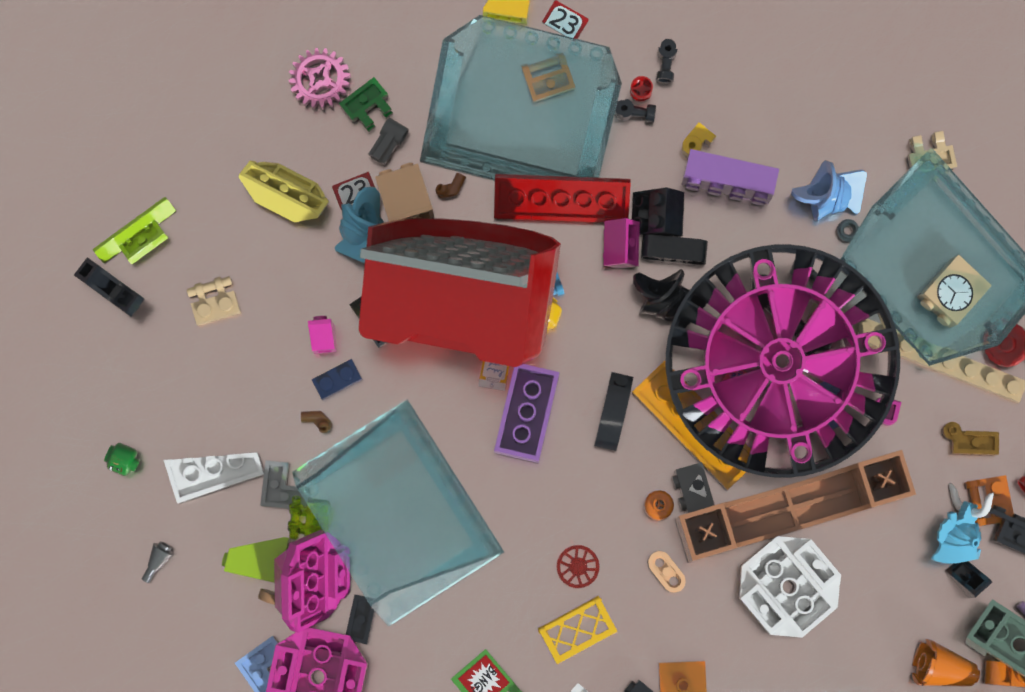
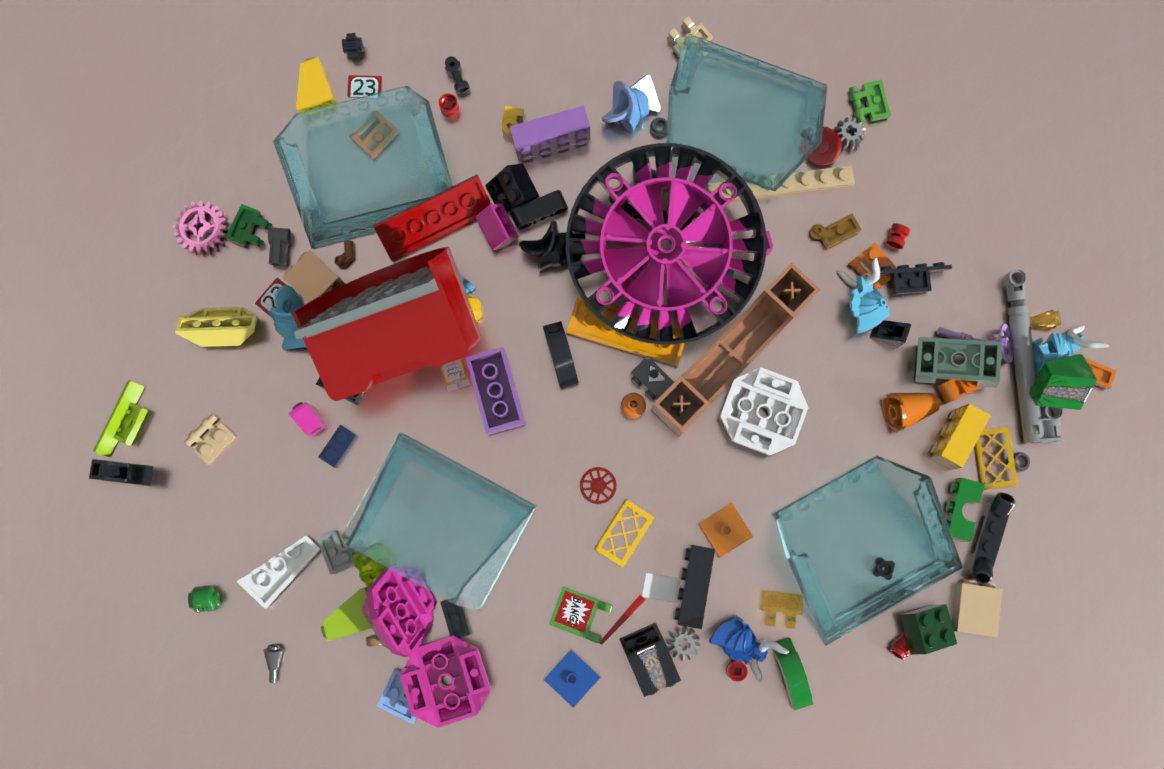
camera: 30 degrees left, 0 degrees up
(318, 418) = (339, 483): dark orange arm -> none
(626, 110) = (445, 126): black leg -> none
(667, 571) = (666, 452): light nougat plate -> none
(953, 291) = (762, 127): tan brick -> none

